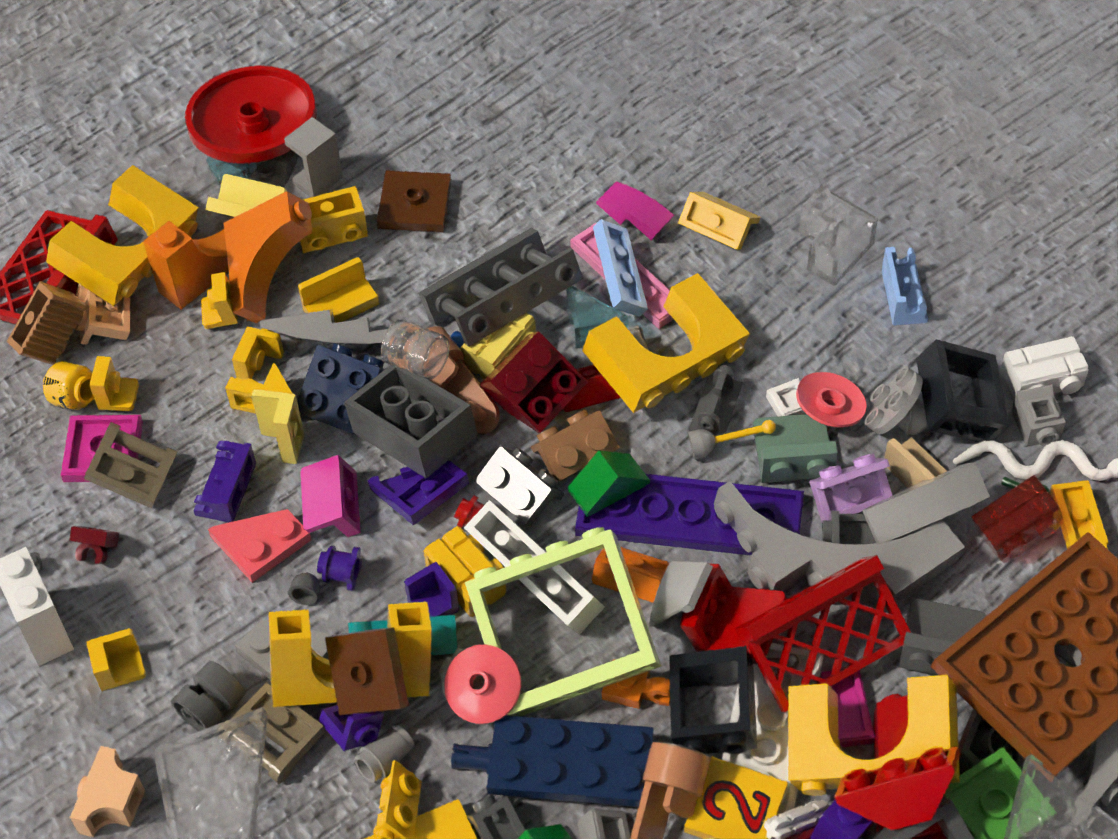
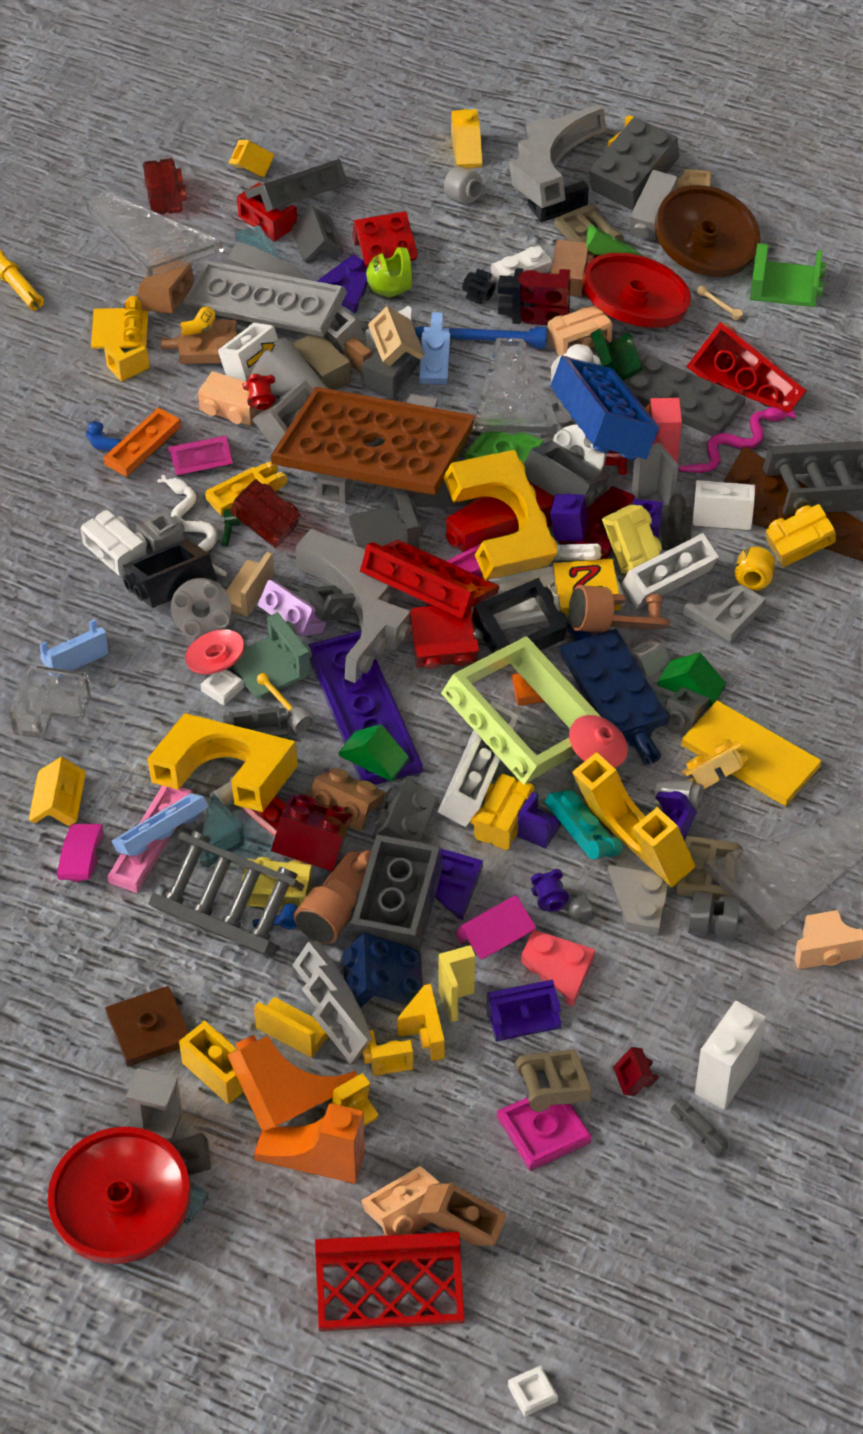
camera: 120 degrees left, 5 degrees down
(68, 385) = (504, 1177): yellow head -> none
(110, 389) = (488, 1140): yellow bracket -> none
(112, 269) = (291, 1192): yellow arch -> none
(116, 659) = (720, 998): yellow panel -> none
(241, 195) = (226, 1147): light yellow panel -> none
(366, 671) = (643, 789): reddish brown plate -> none
(415, 349) = (345, 893): clear wheel -> none
(467, 510) = (451, 833): red plate -> none
(643, 569) = (434, 720): orange slope -> none
(678, 590) = (447, 657): light grey slope -> none
(901, 789) = (540, 470): red slope -> none
(926, 503) = (287, 554): light grey slope -> none

